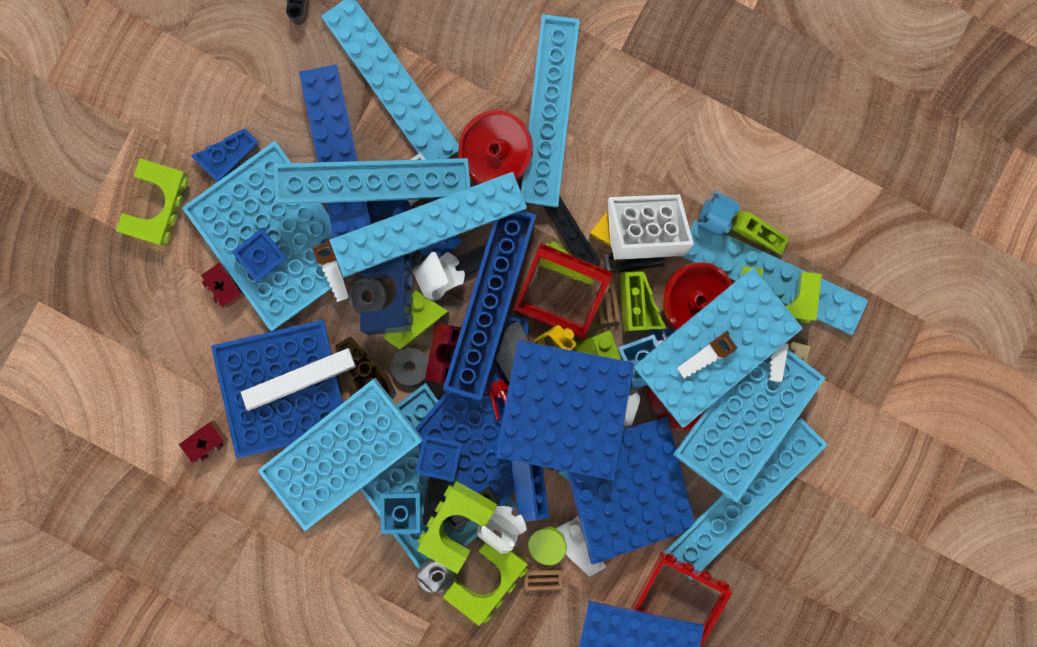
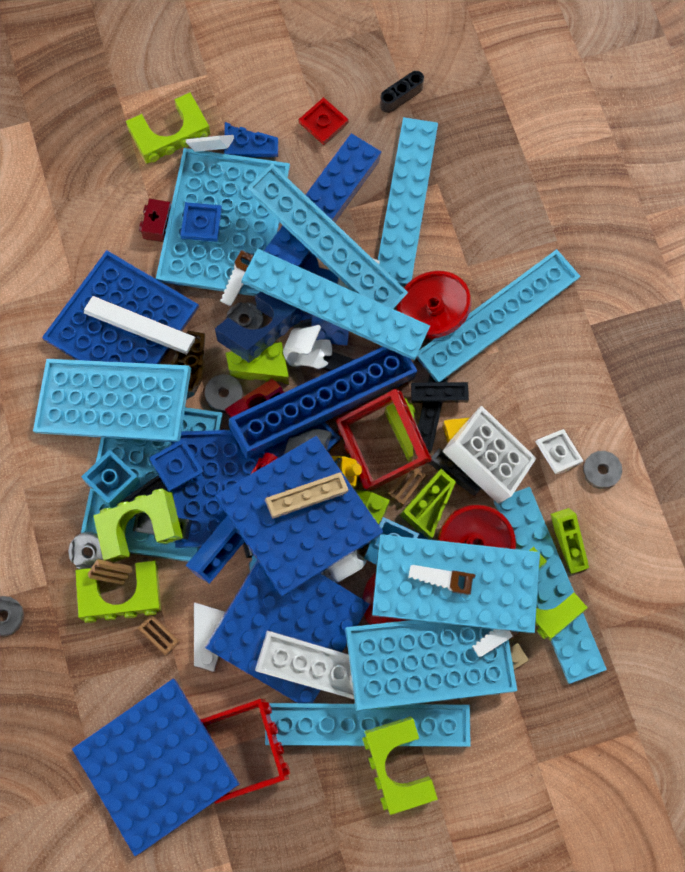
camera: 45 degrees right, 15 degrees down
(192, 445) = (23, 306): dark red brick -> none
(199, 184) = (210, 143): none -> white slope
(264, 79) = (323, 121): none -> red plate
(468, 574) = (108, 574): none -> medium nougat tile
(507, 525) = (173, 557): white piece -> none
(547, 545) = (187, 611): lime tile -> none
(559, 393) = (306, 495): none -> tan plate
(565, 213) = (439, 392): none -> black plate
(668, 504) = (306, 664): none -> white plate
(691, 173) = (559, 451): none -> white slope
(718, 213) = (552, 494): dark azure brick -> none
(737, 145) = (606, 459): none -> flat silver tile
(769, 503) = (396, 795): none -> lime arch

